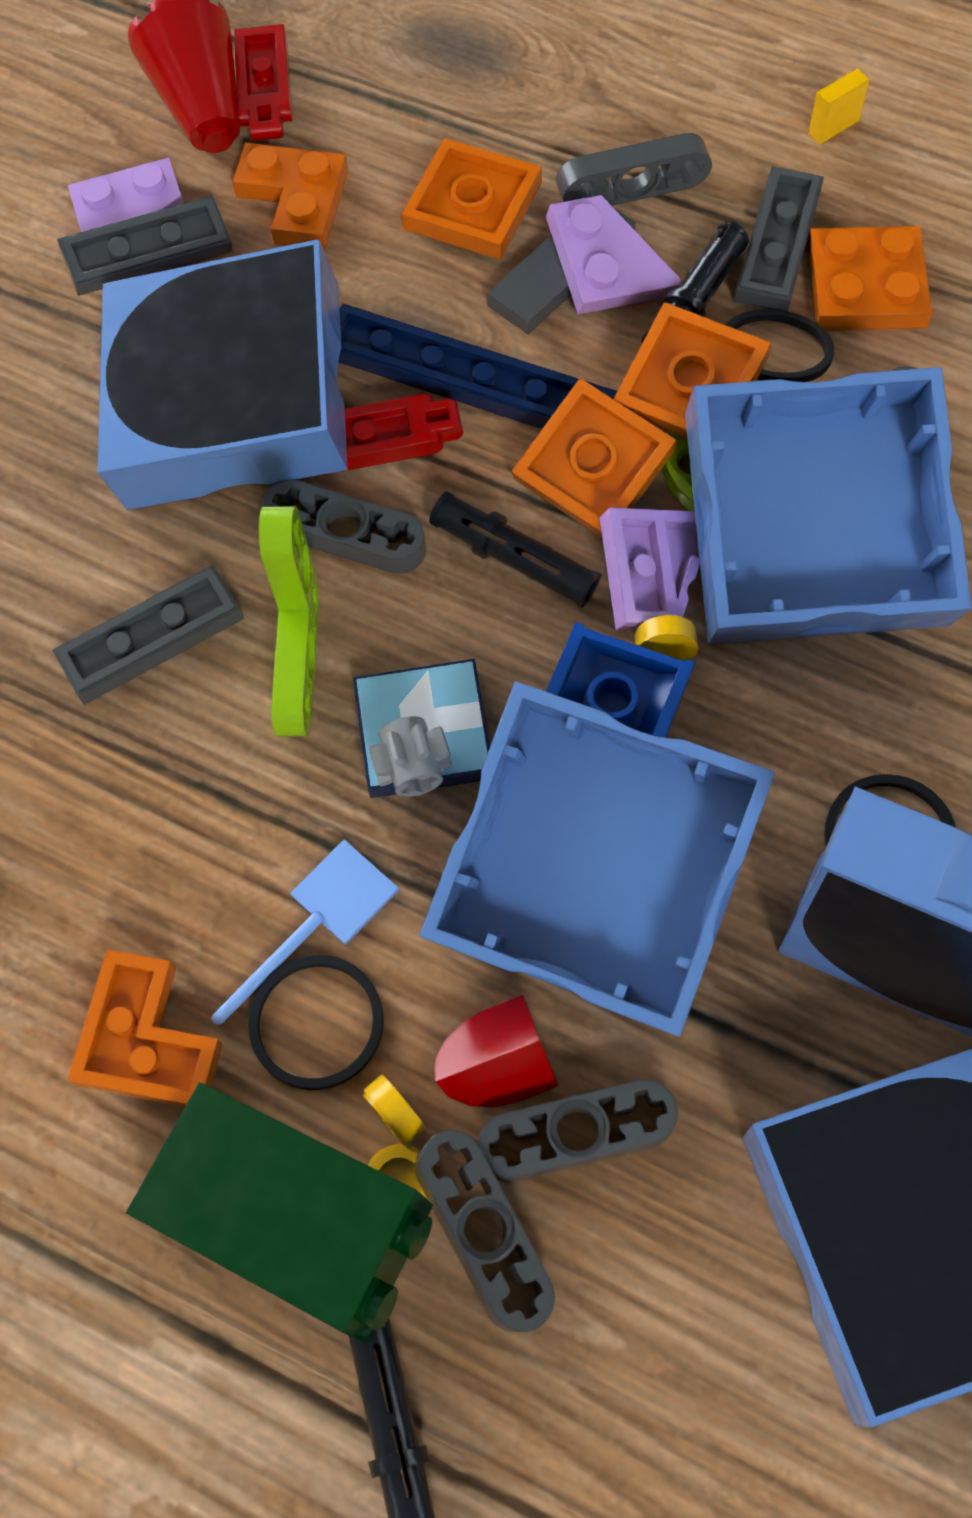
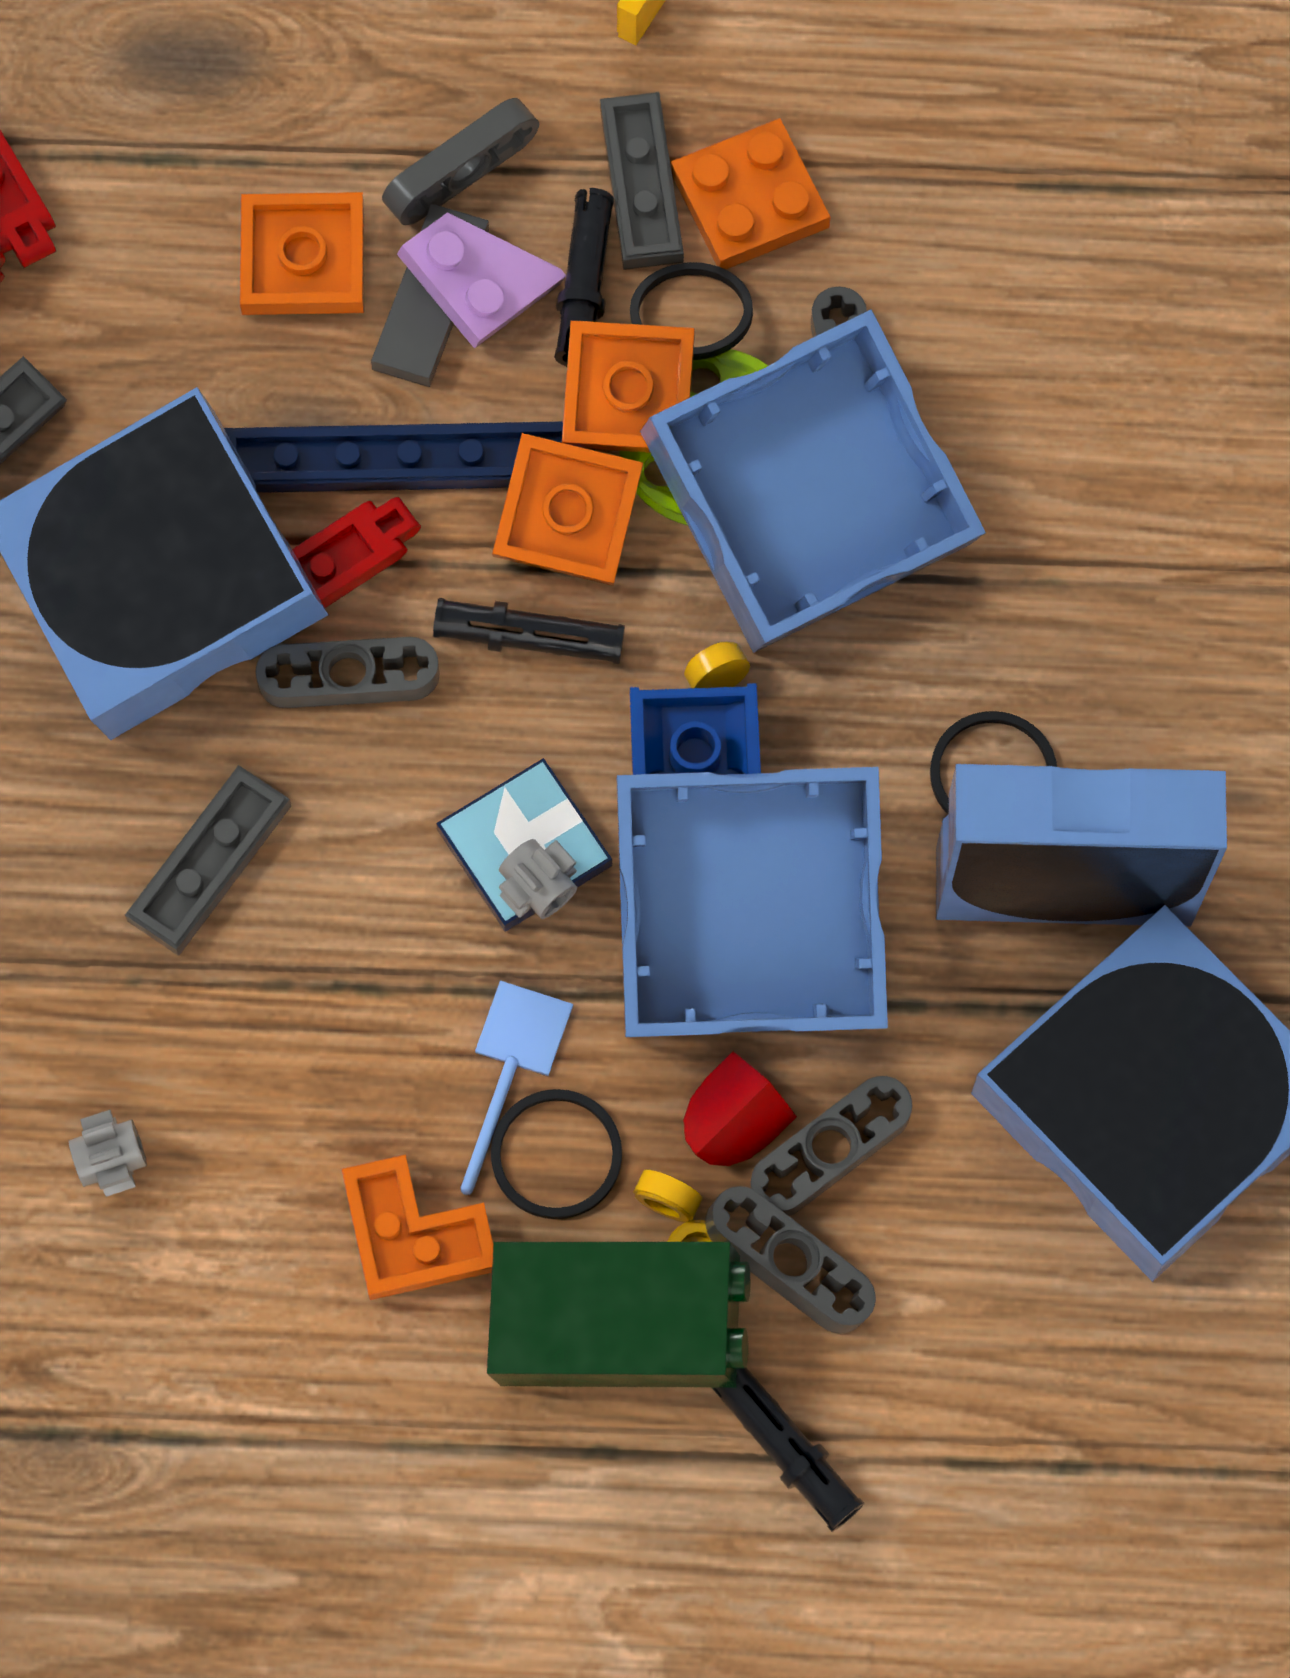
camera: 30 degrees left, 5 degrees up
(296, 593) = (348, 767): lime beam -> none
(303, 183) = (102, 295): orange plate -> none
(648, 562) = (668, 597): lavender wing -> none

